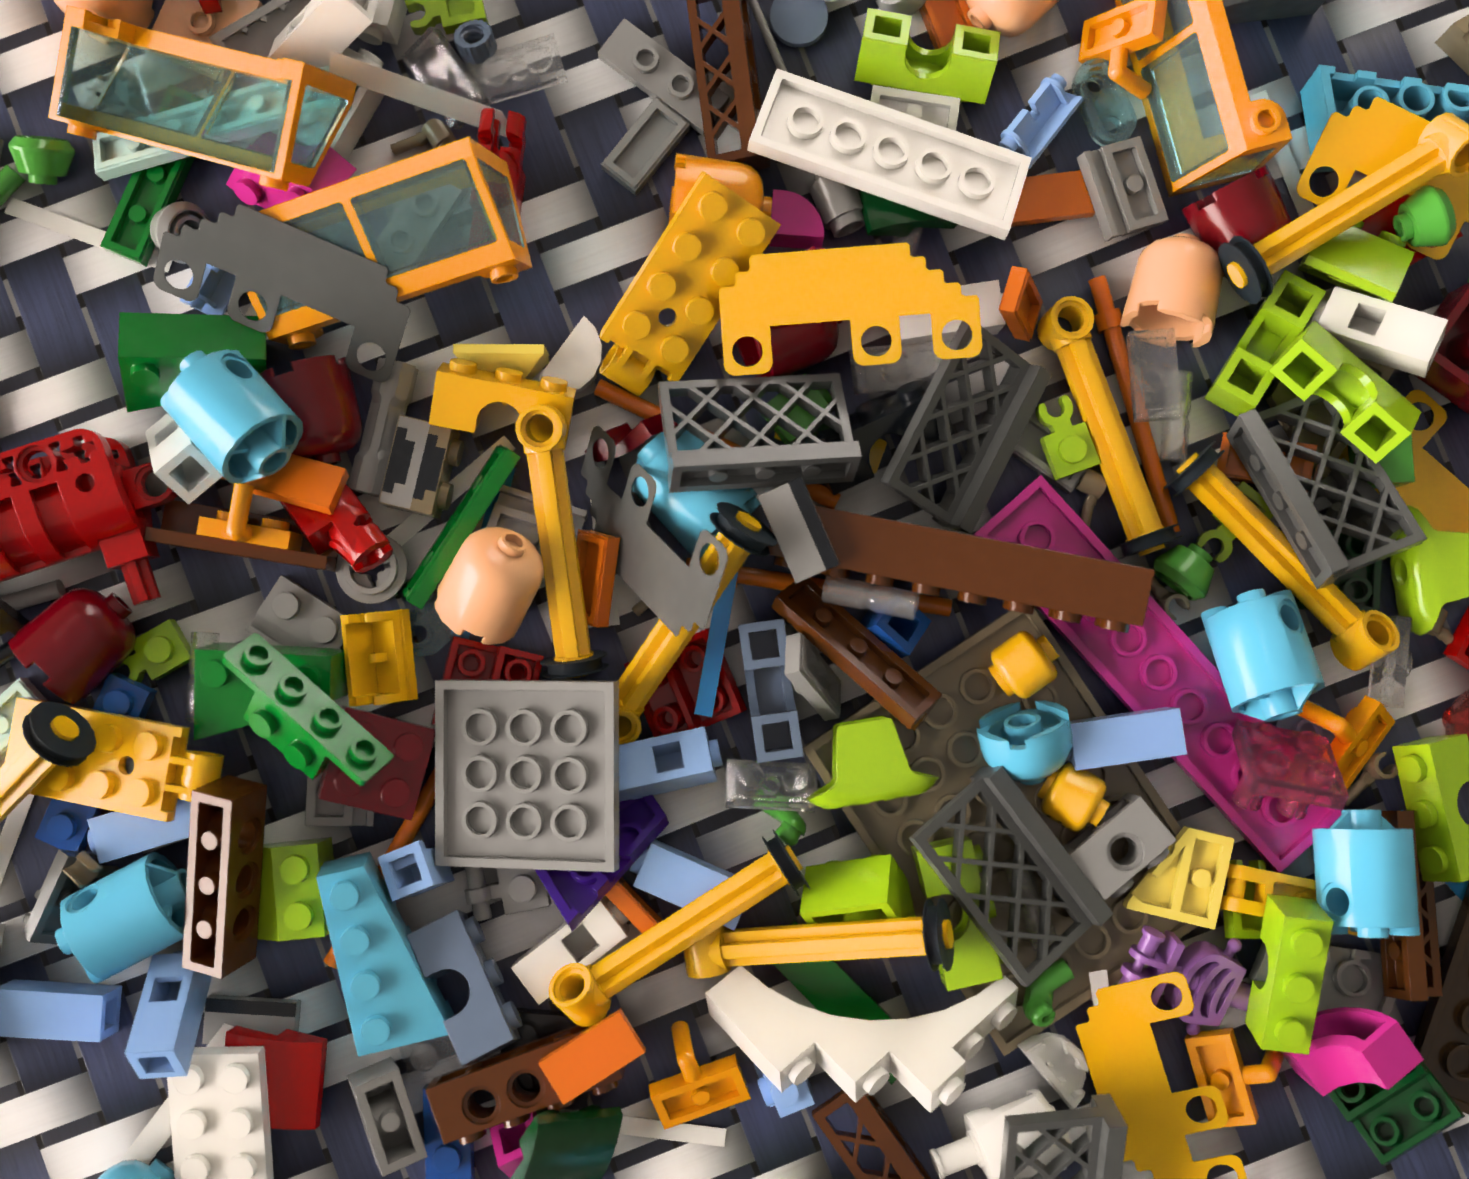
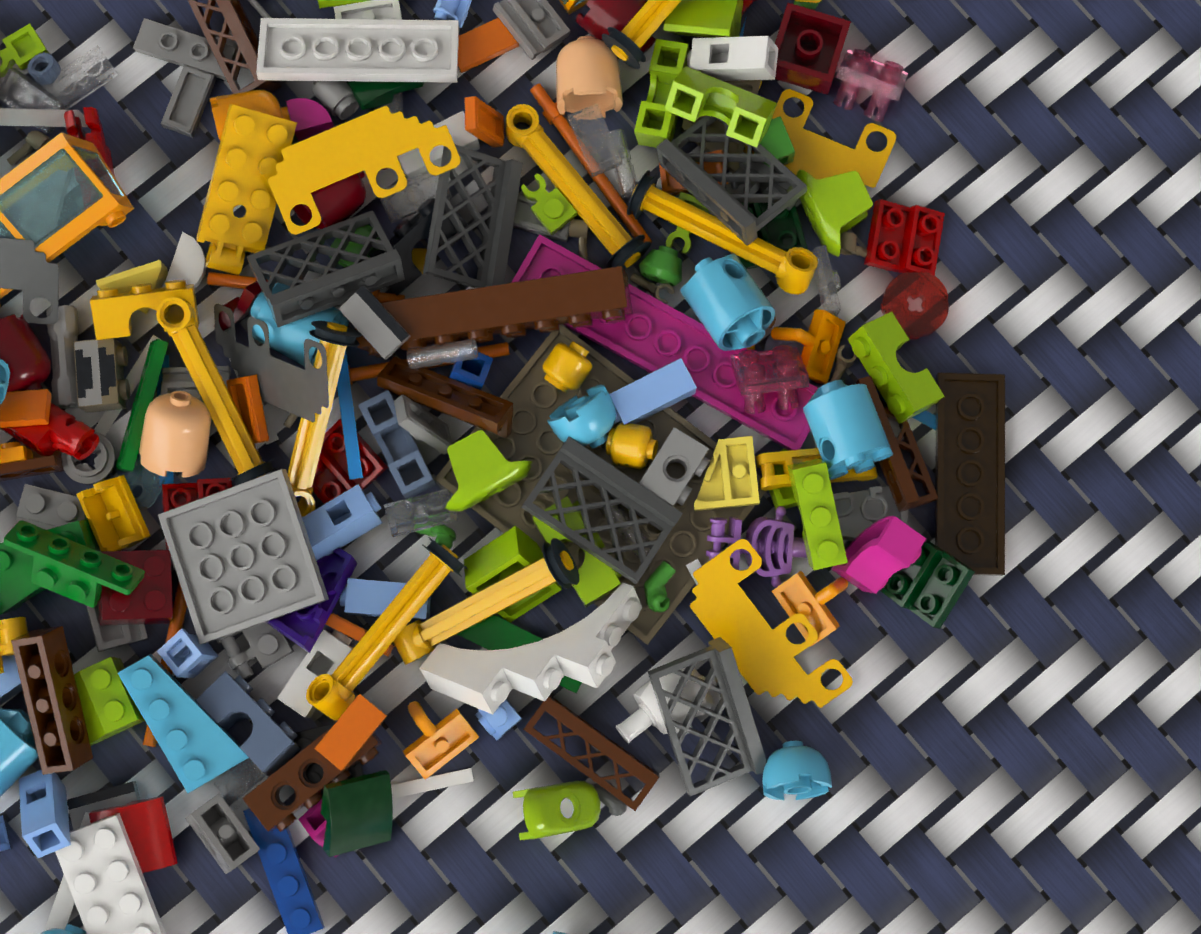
camera: 15 degrees left, 5 degrees down
(1059, 1064) = (685, 635): white tile -> none

